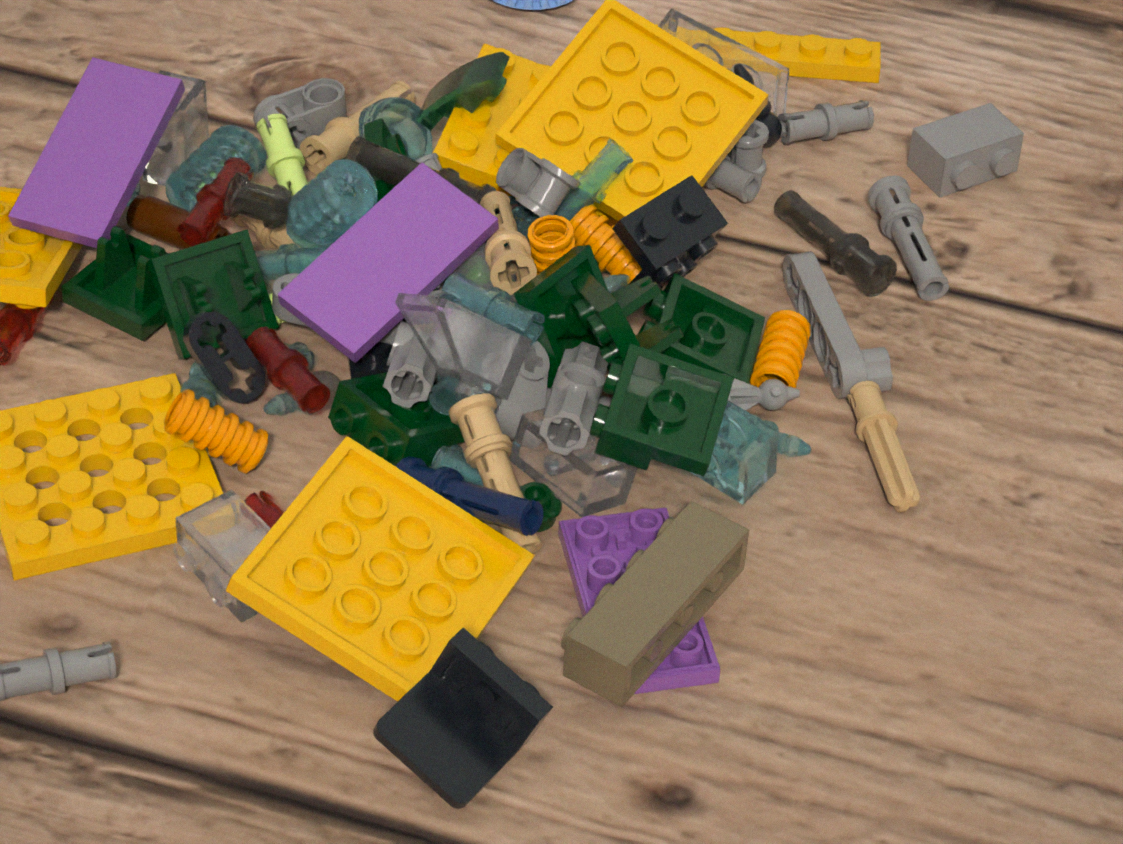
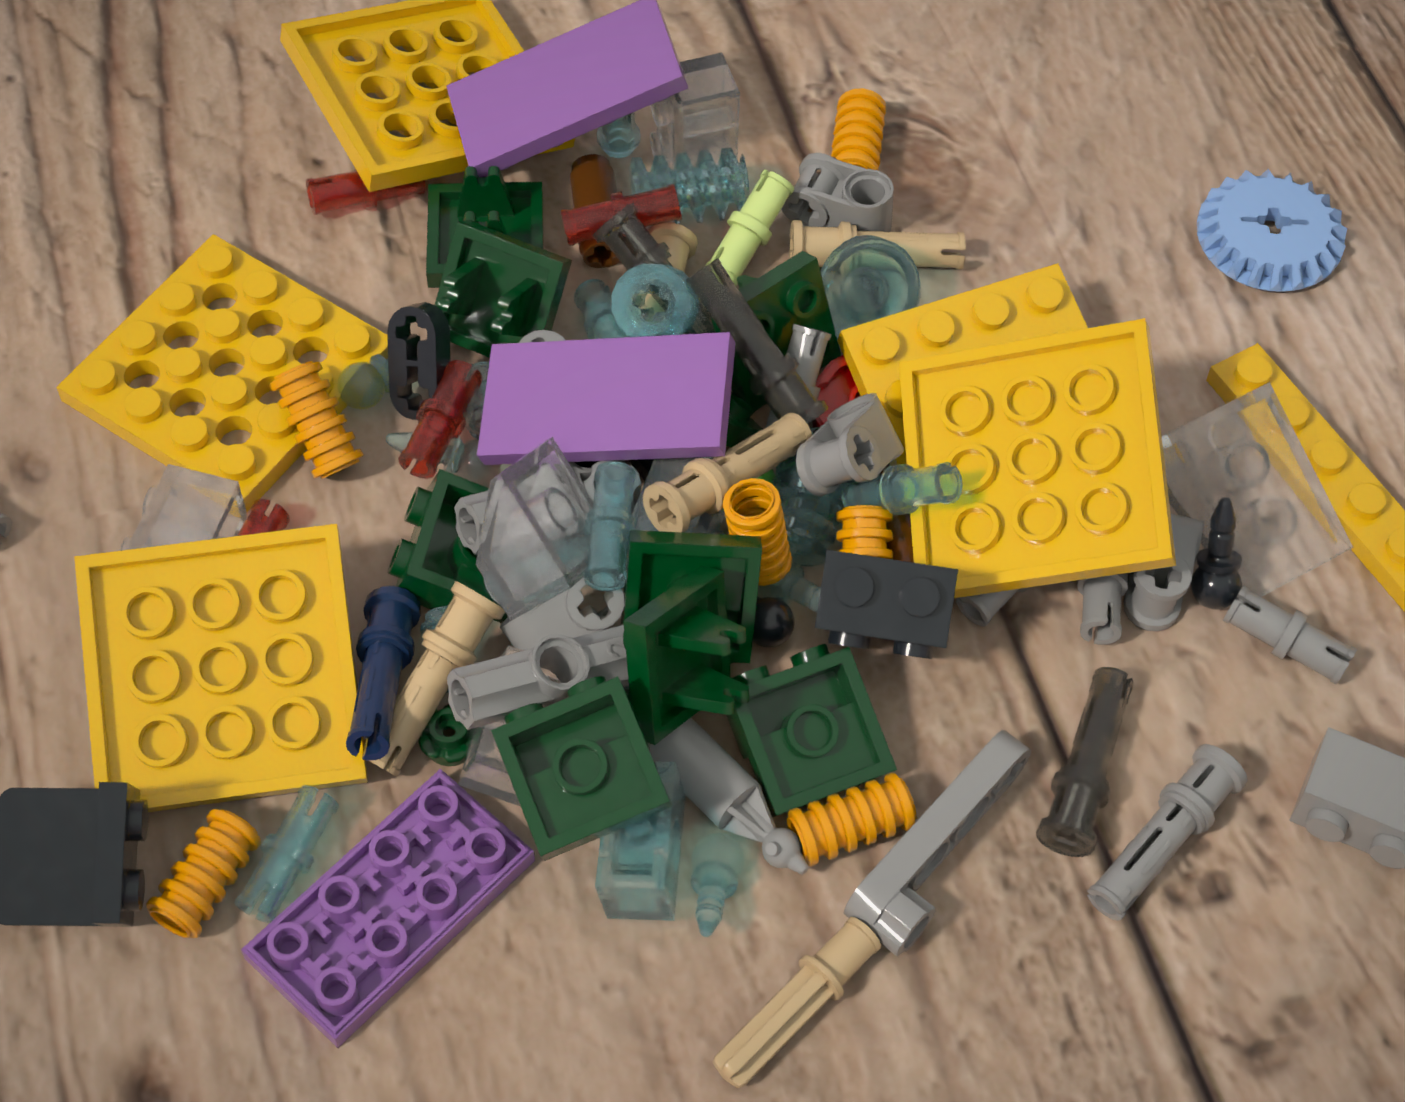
camera: 55 degrees right, 15 degrees up
(253, 79) = (859, 128): none -> light orange piece
(465, 88) = (951, 294): clear green slope -> none
(524, 655) = (203, 873): none -> light orange piece
(543, 611) = (287, 854): none -> clear light blue pin
(654, 603) = (336, 925): dark tan brick -> none

